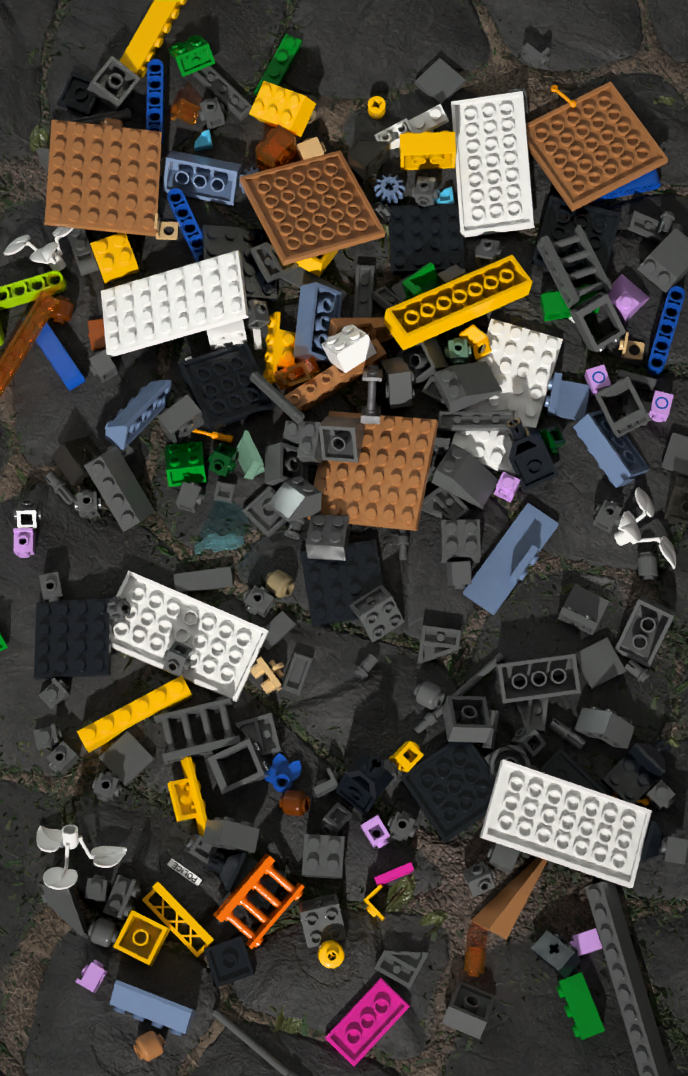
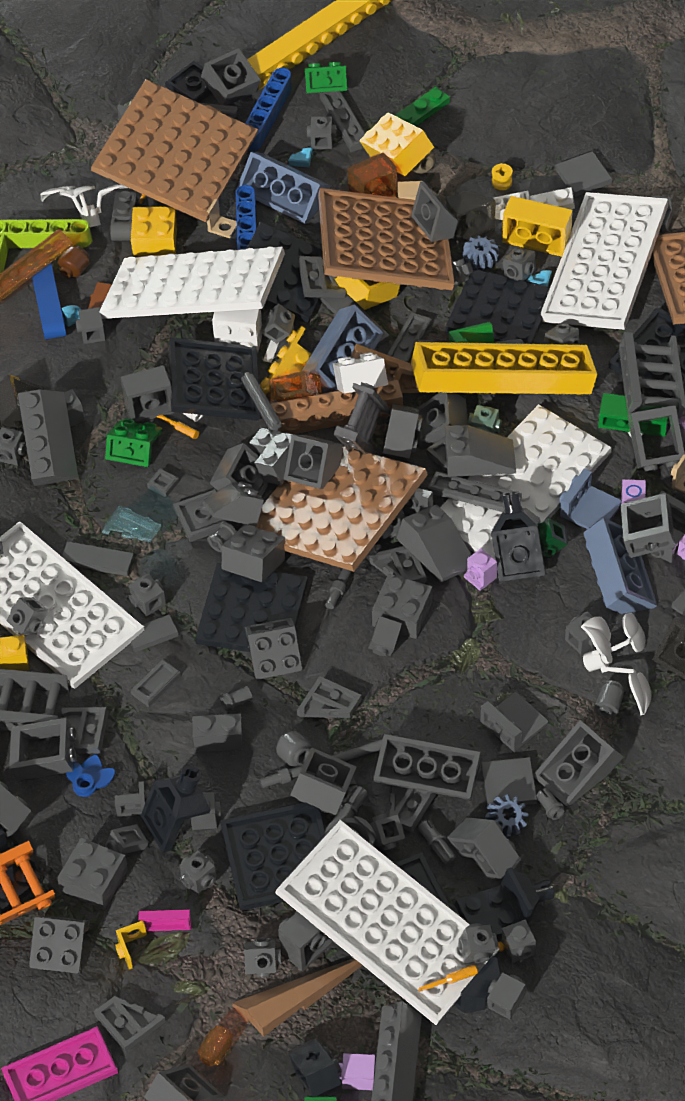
camera: 20 degrees right, 20 degrees down
(82, 360) = (70, 314): none -> medium azure tile
(138, 413) = (101, 374): sand blue slope -> none
(185, 111) = (294, 124): clear orange bracket -> none
(190, 497) = (121, 473): dark grey brick -> none
(222, 460) = (174, 447): dark green brick -> none
(249, 457) = (204, 452): sand green slope -> none
(262, 668) = (131, 668): tan hips -> none
(279, 583) = (179, 585): dark tan head -> none
(294, 802) = (87, 808): reddish brown head -> none
(328, 947) = (52, 985): yellow head -> none
(342, 172) = (433, 215): none -> dark grey slope
(366, 702) = (217, 732): none -> dark grey brick
(372, 825) = (165, 868): lavender brick -> none
(414, 755) = (242, 794): yellow brick -> none
(476, 339) = (510, 415): yellow bracket -> none
(511, 559) = (452, 644): sand blue bracket -> none
(614, 687) = (505, 805): none -> sand blue gear
(630, 849) = (452, 977): none -> light orange piece
(639, 818) = (477, 943): none -> dark grey brick

